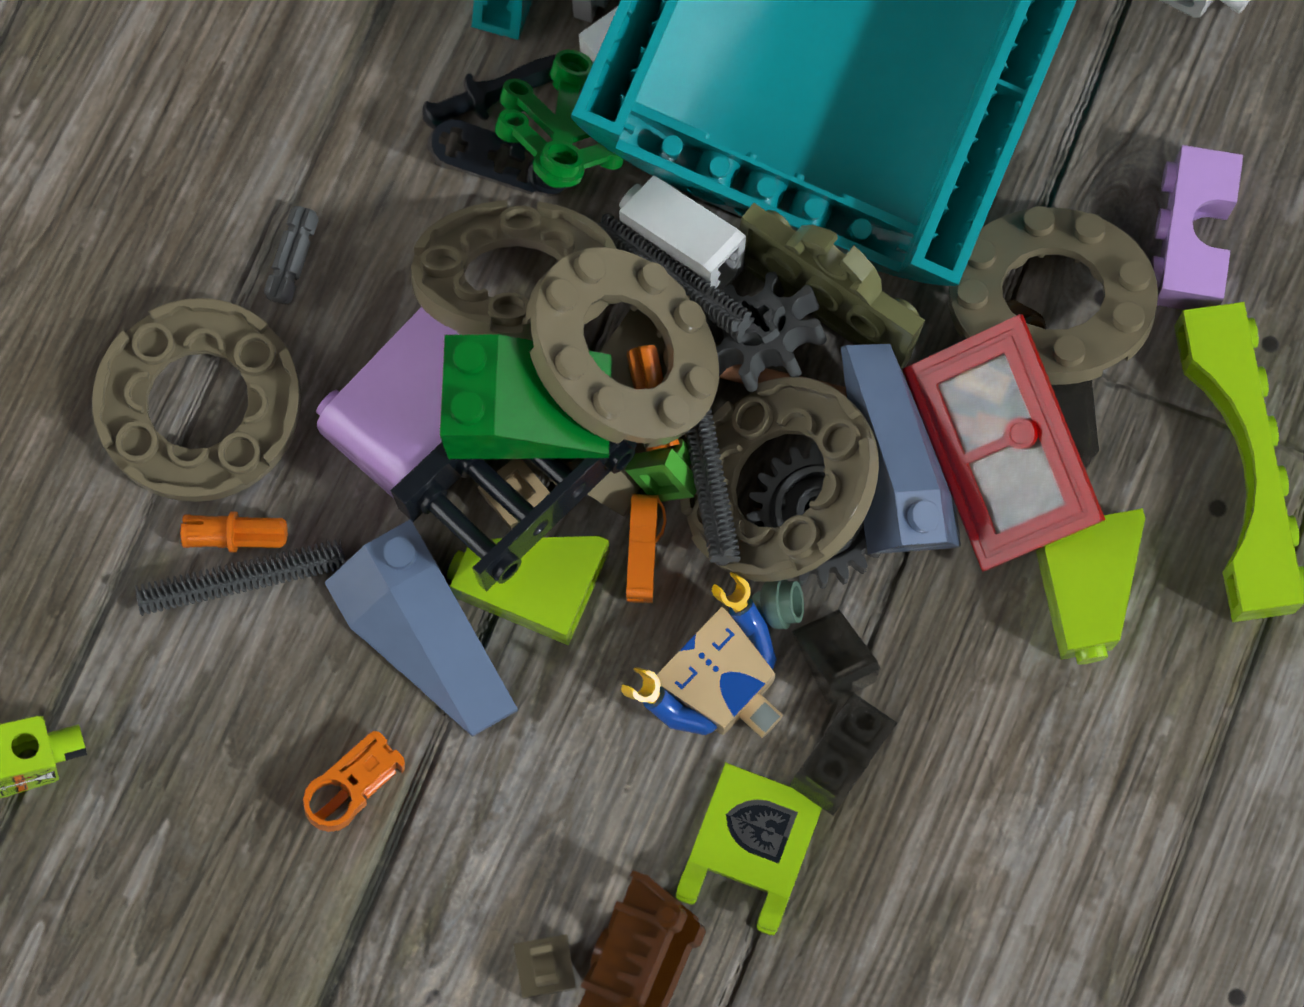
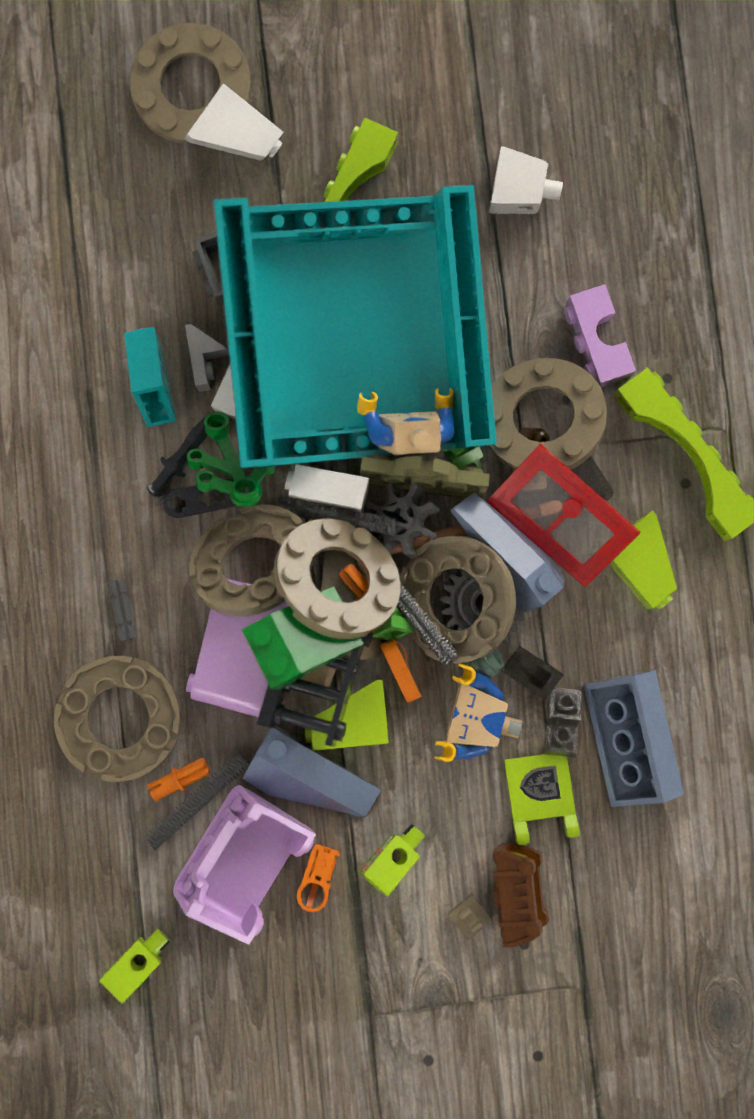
camera: 30 degrees left, 10 degrees up
(254, 698) = (239, 863): none -> lavender windscreen
(454, 820) = (382, 870): none -> lime torso
(843, 201) = (409, 431): none -> torso
(912, 291) = (464, 456): none -> bright green tile
(937, 832) = (633, 740): none -> sand blue slope

